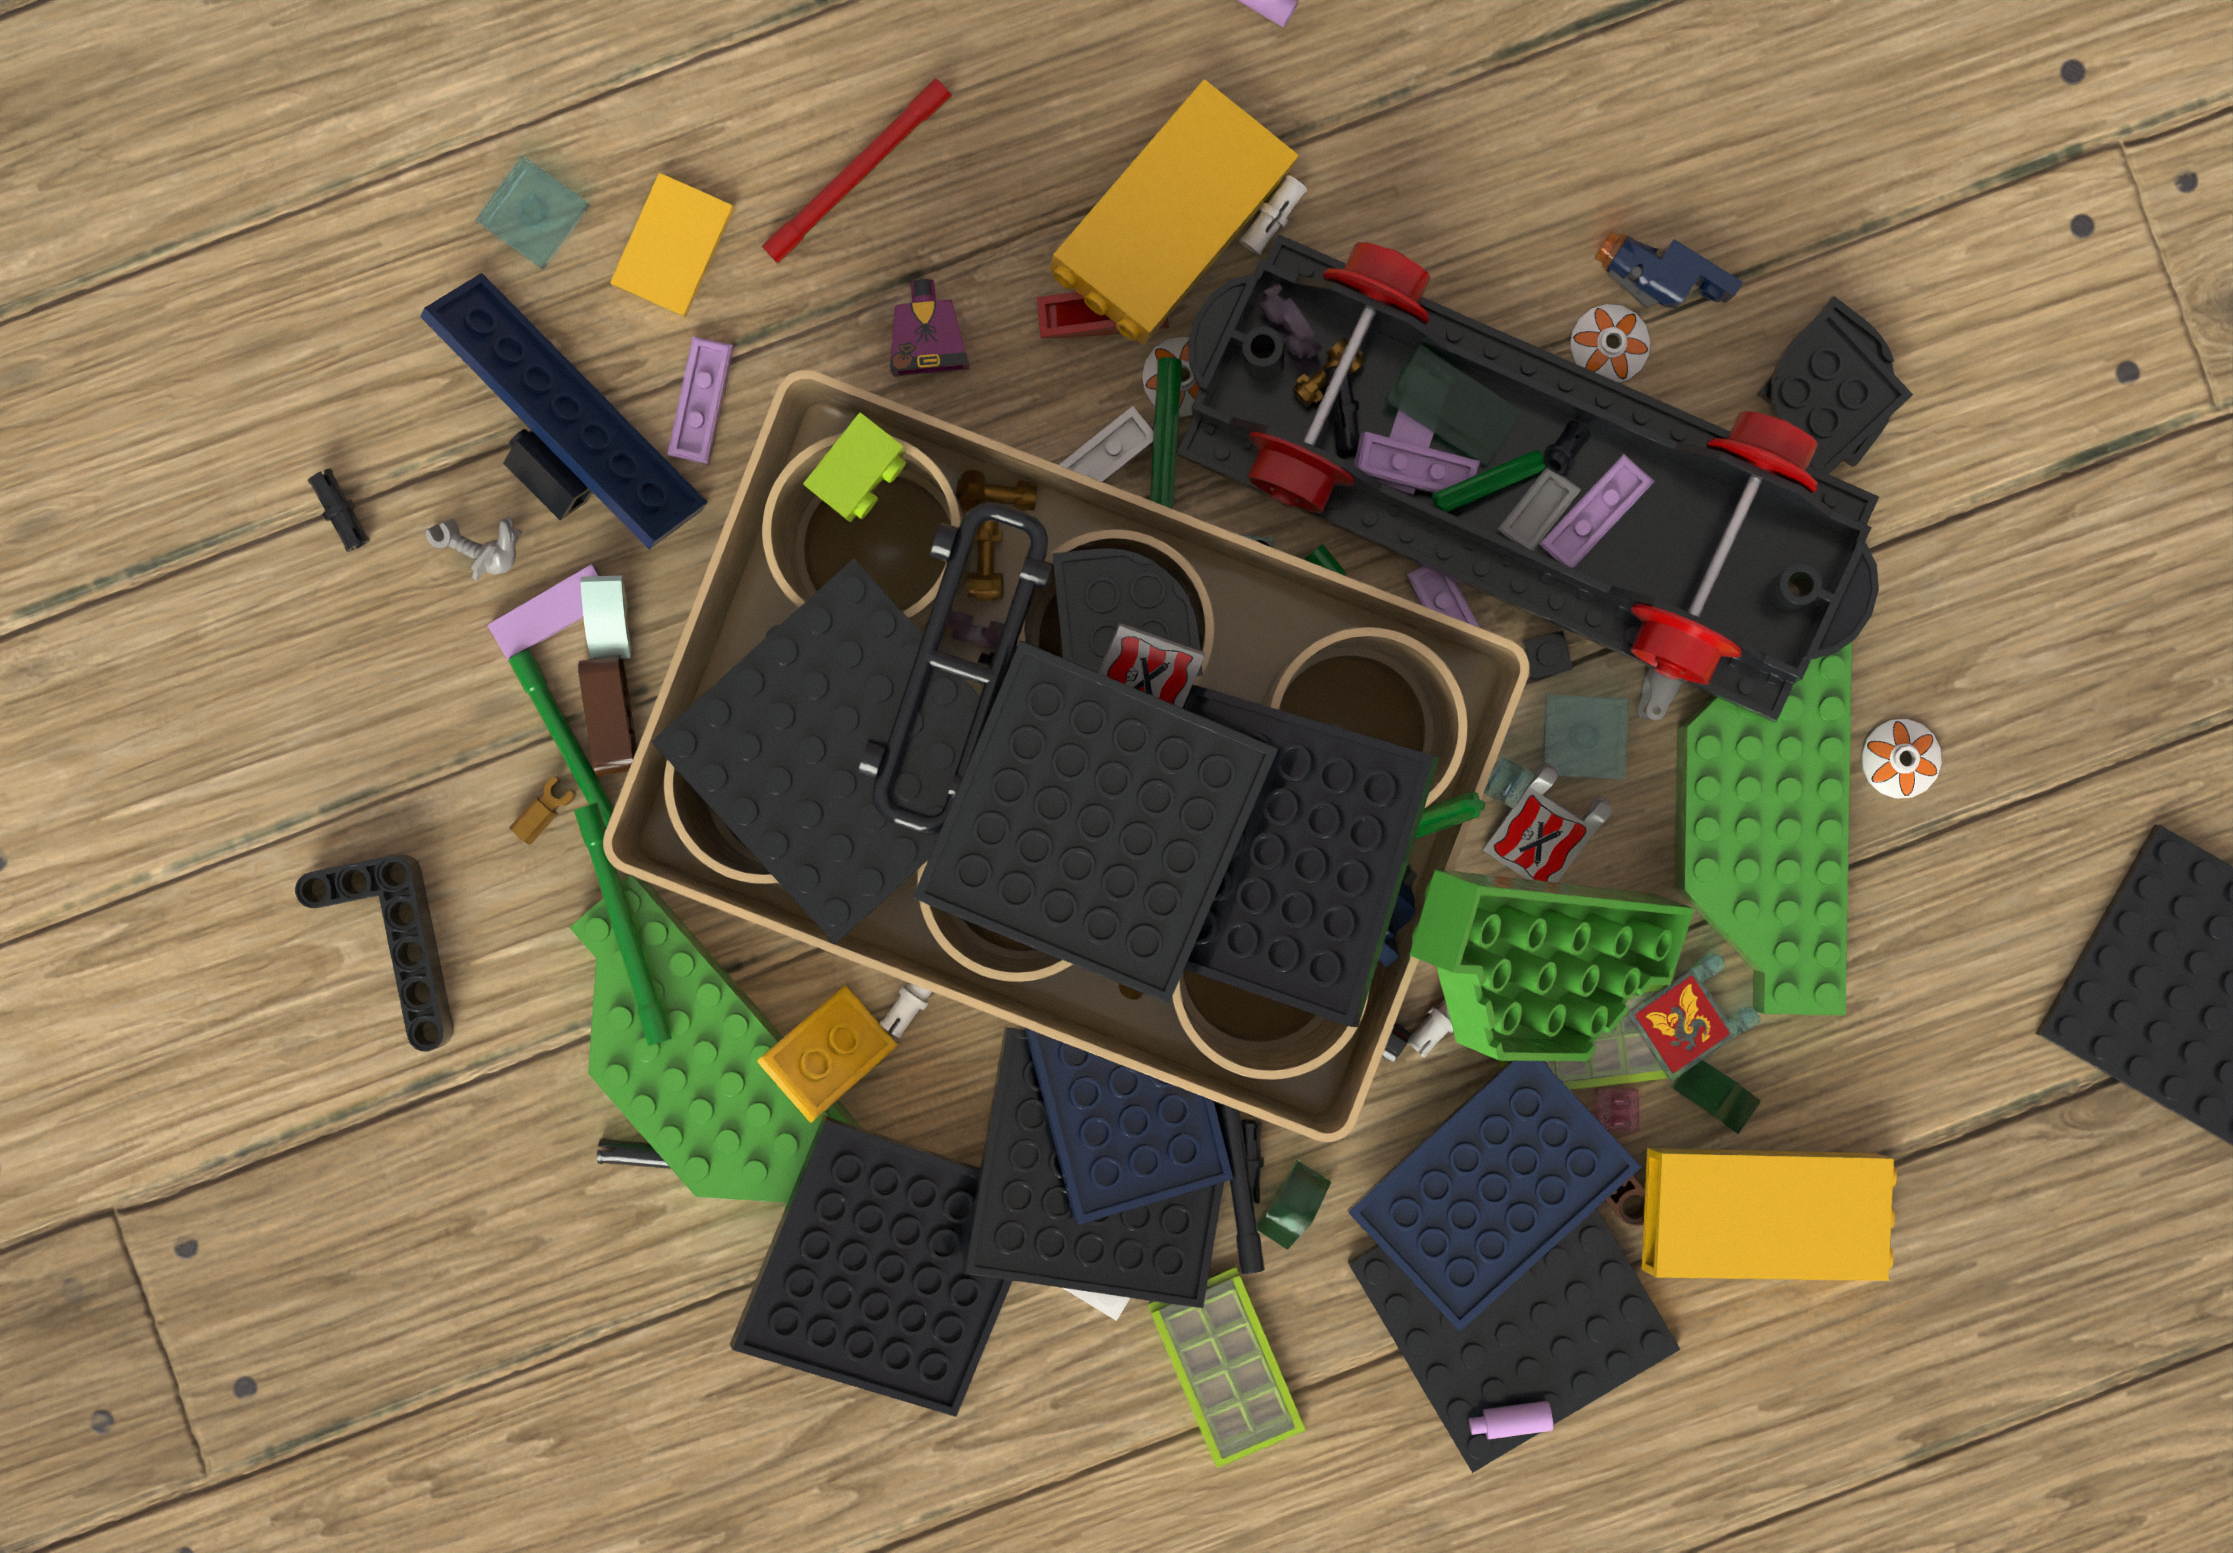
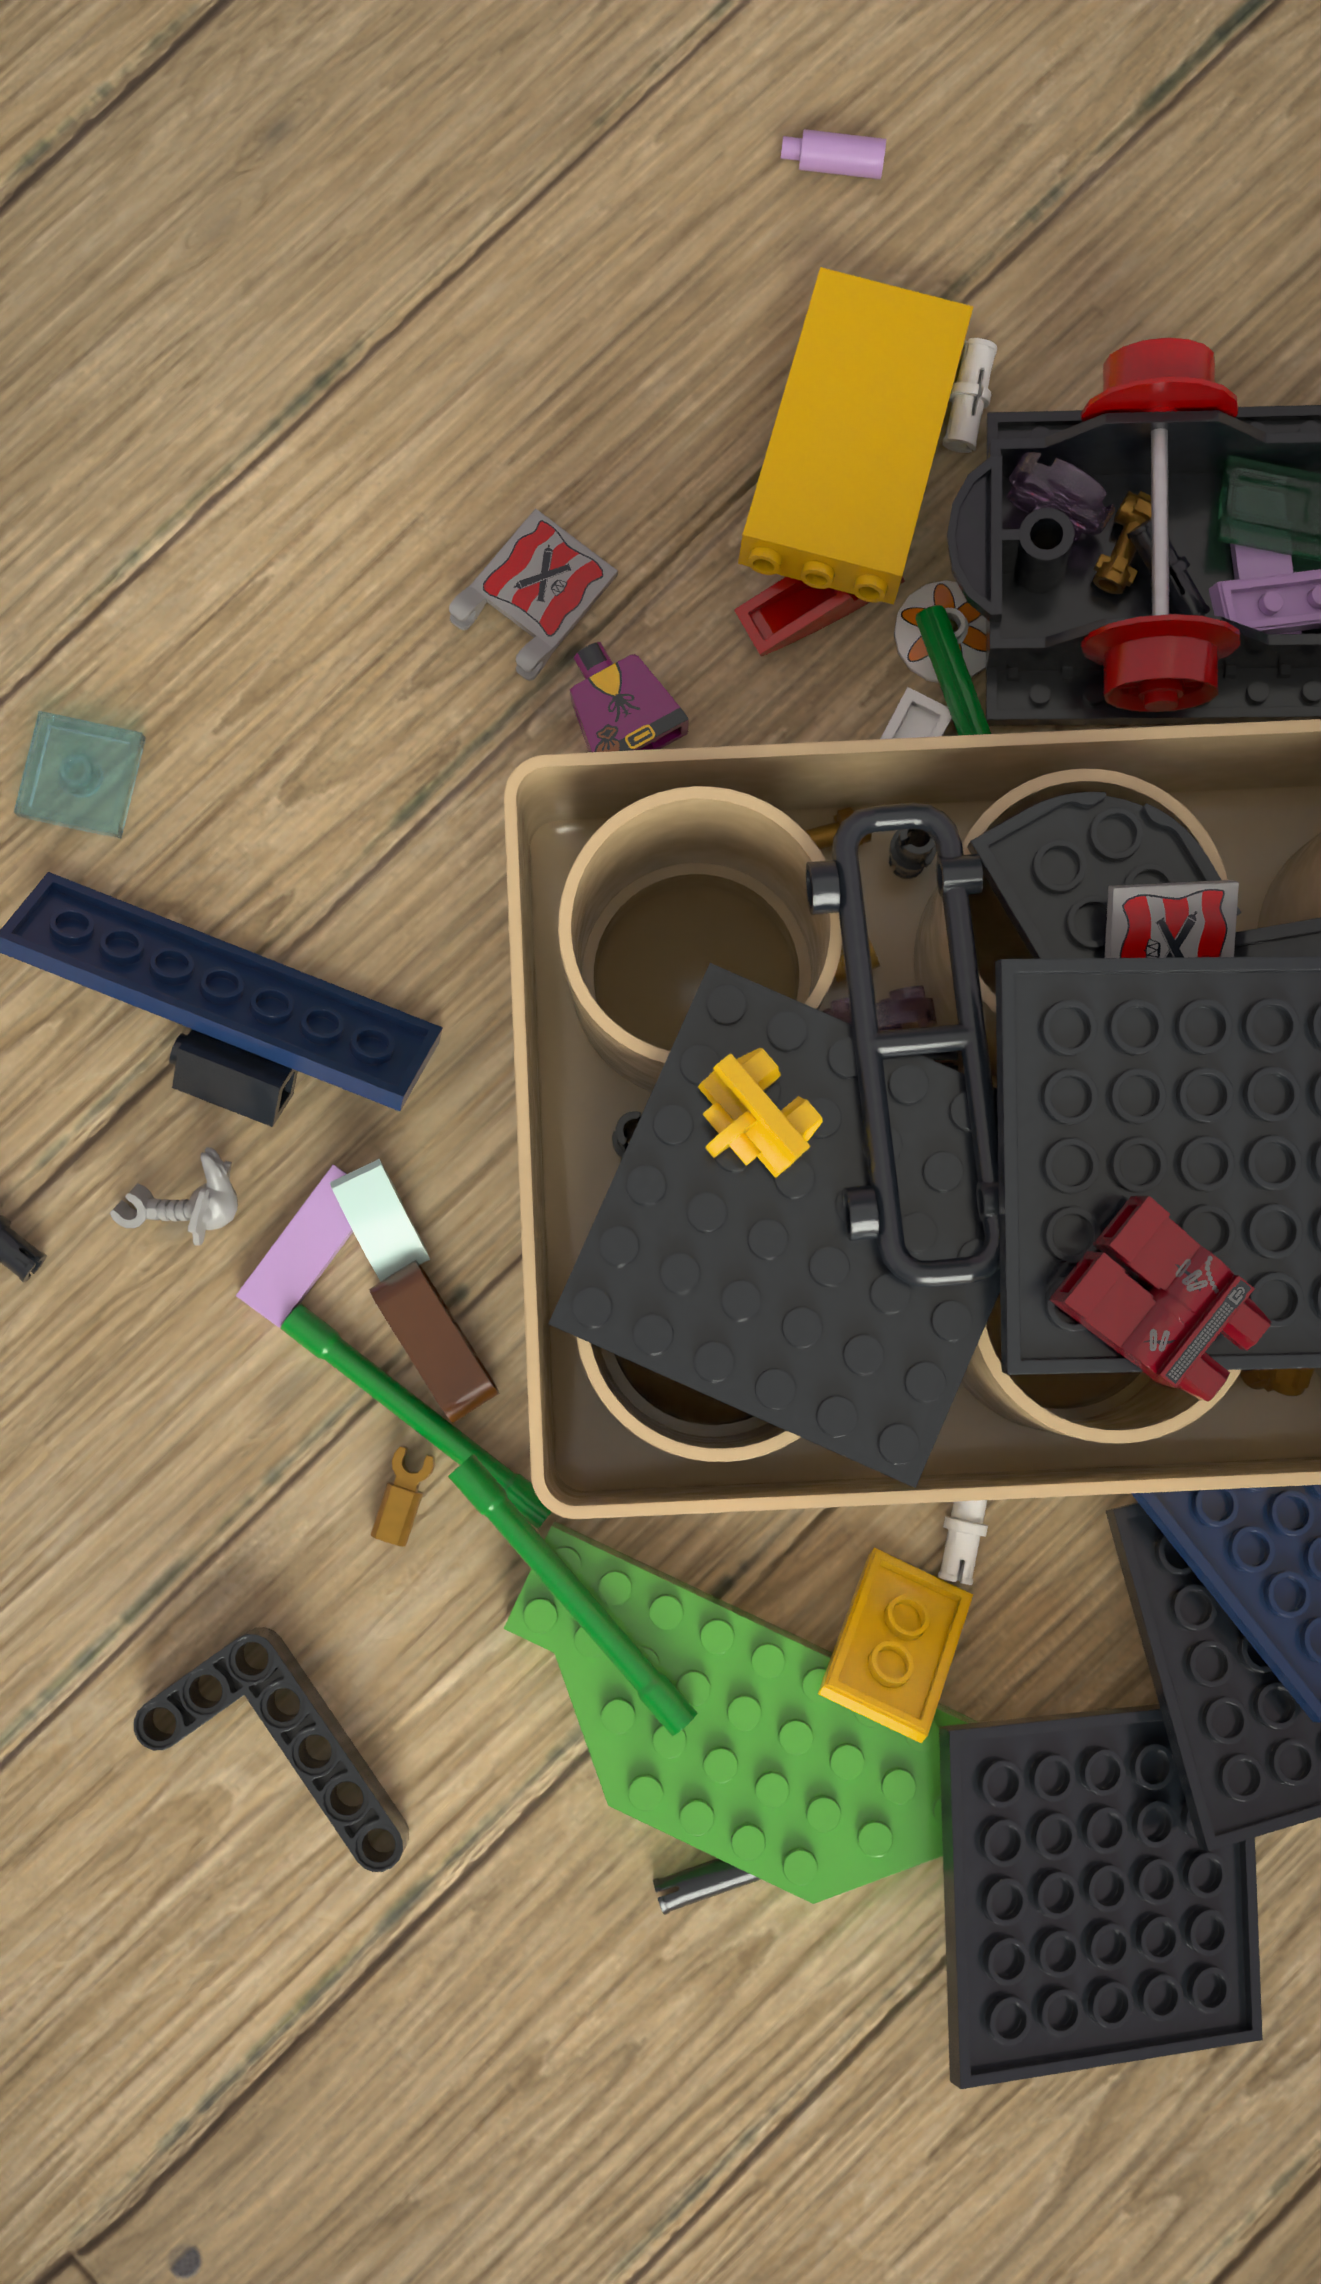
camera: 25 degrees left, 5 degrees down
(672, 245) = (265, 740): yellow tile -> none
(700, 400) = (380, 910): lavender tile -> none
(828, 649) = (750, 1119): none -> yellow hips
(856, 467) = (661, 843): lime brick -> none
(912, 217) = (541, 584): none -> flag
(918, 111) = (492, 458): red piece -> none
(1026, 908) = (1182, 1313): none -> dark red hips
(1055, 519) = (911, 852): none -> black pin

